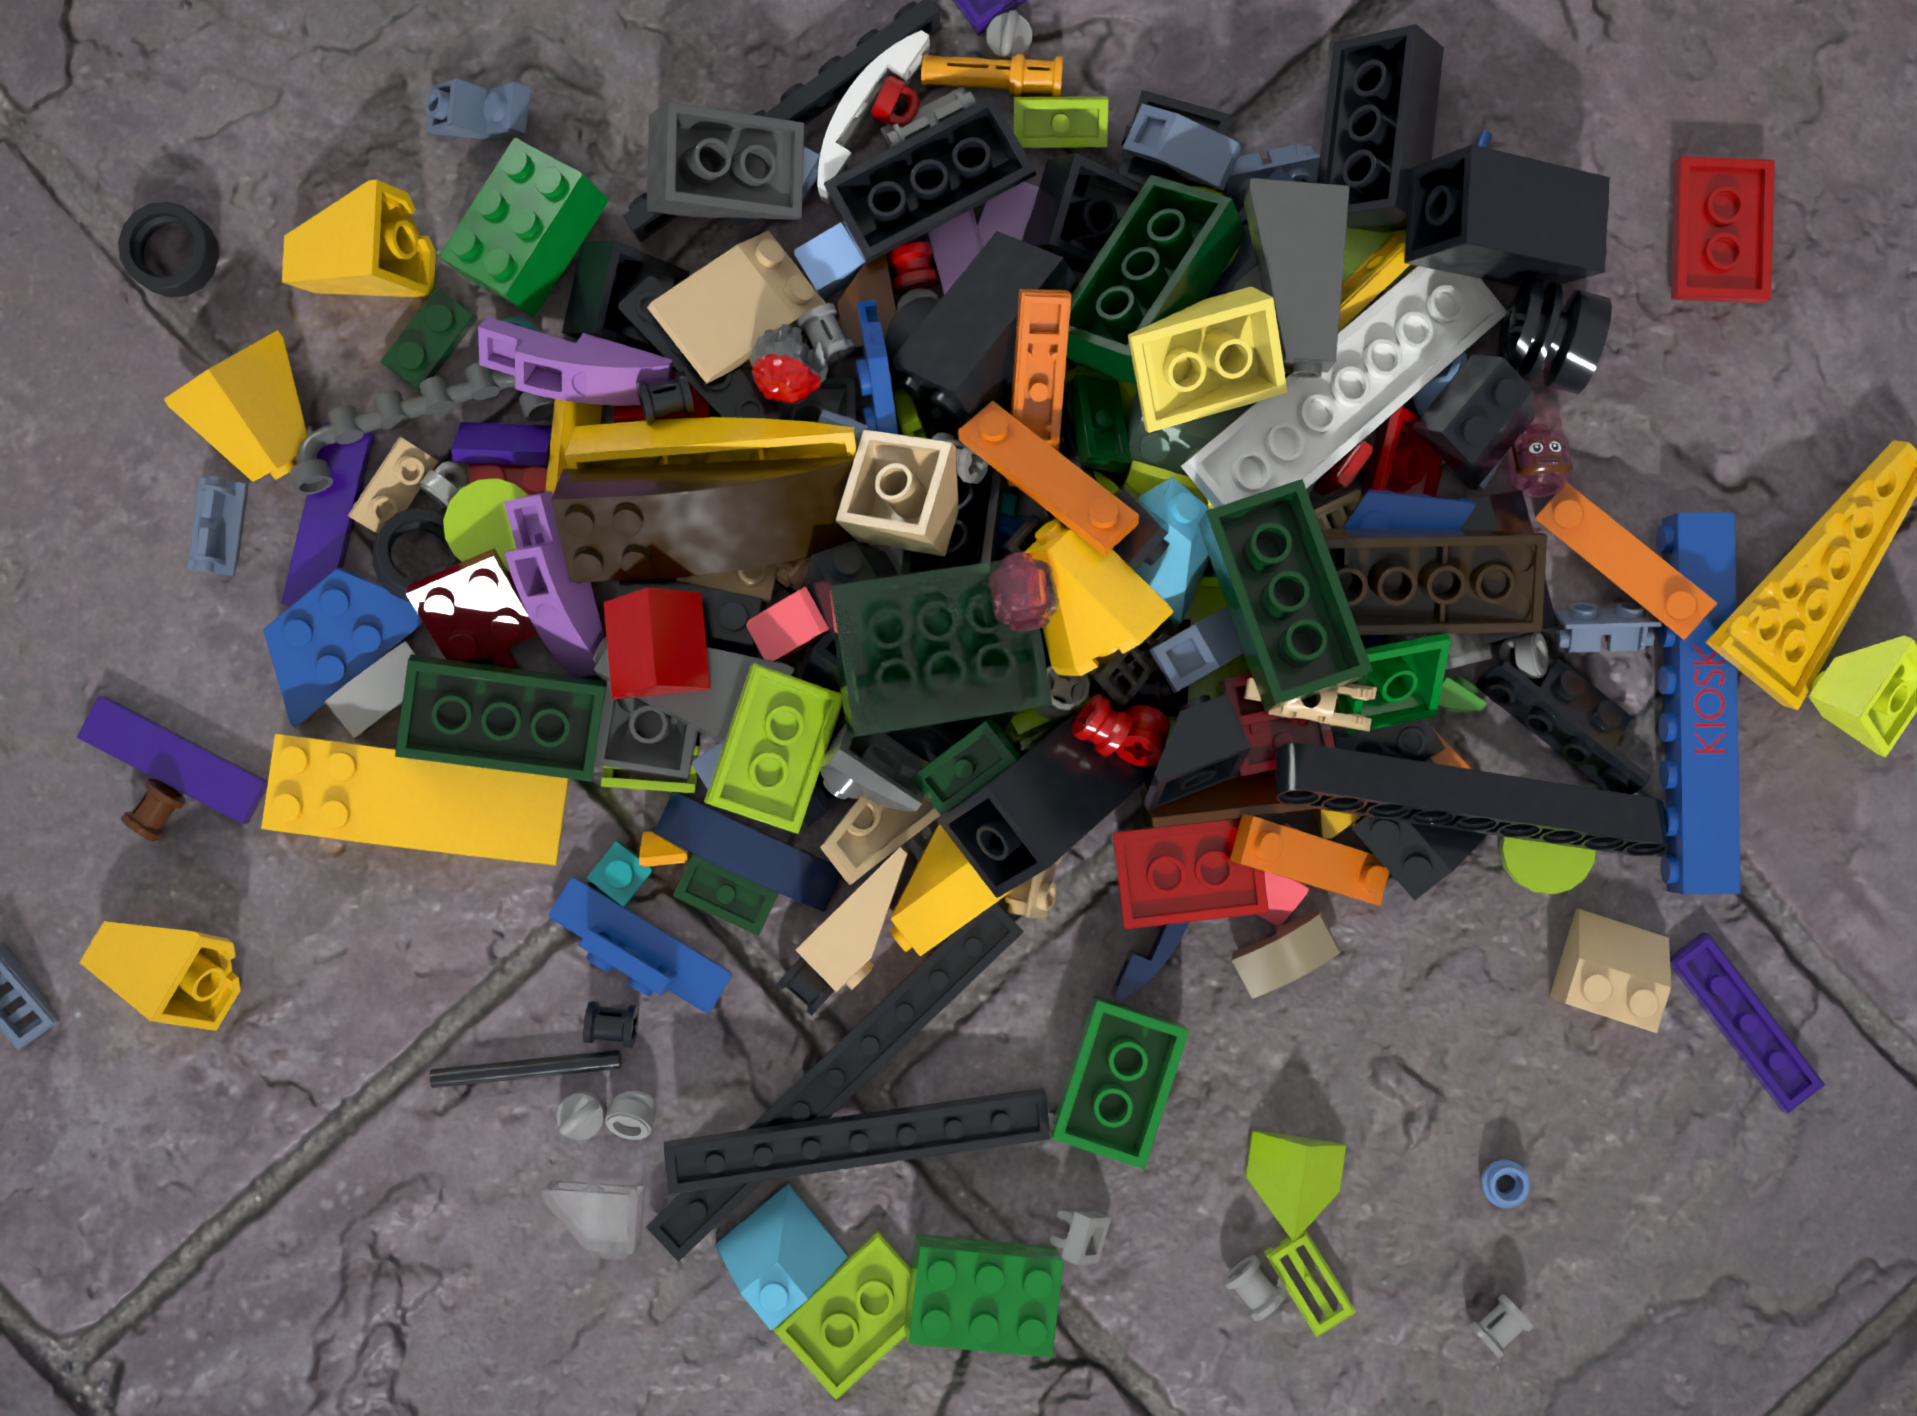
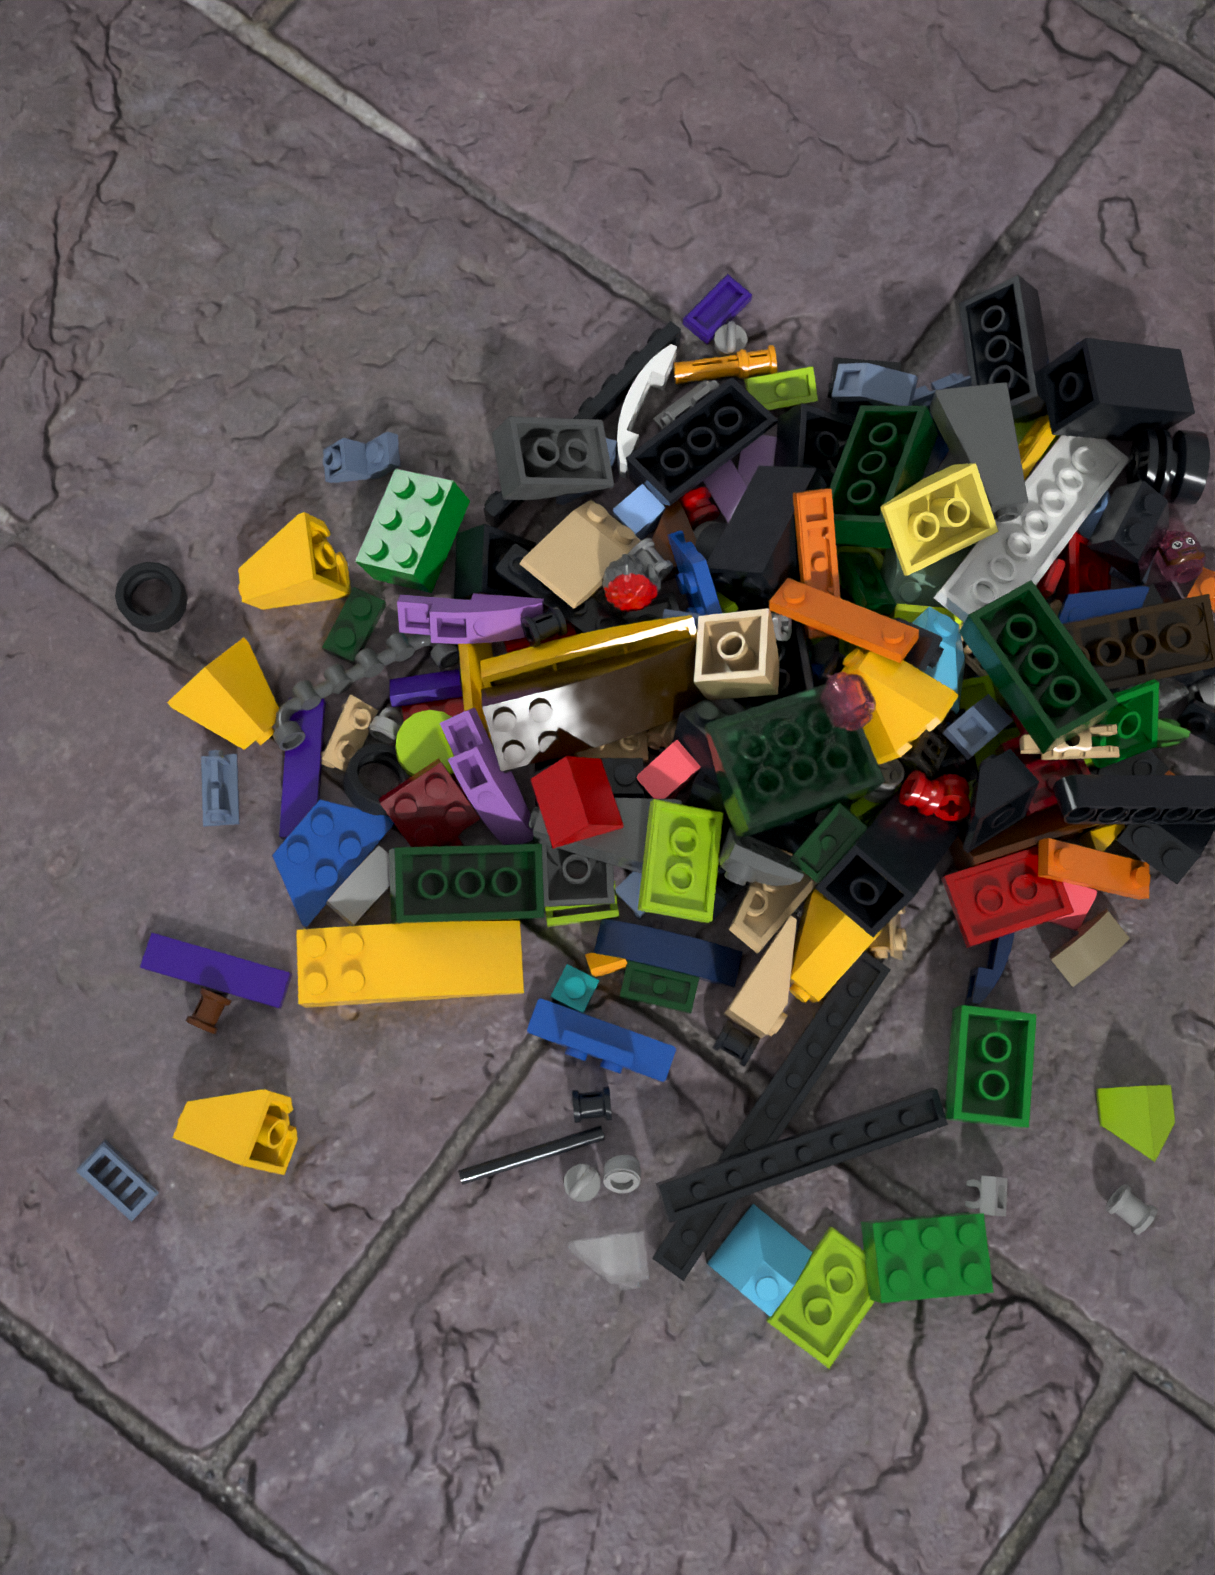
camera: 15 degrees left, 10 degrees down
(888, 98) = (655, 396): red tile -> none
(1288, 1247) = (1147, 1174): lime tile -> none

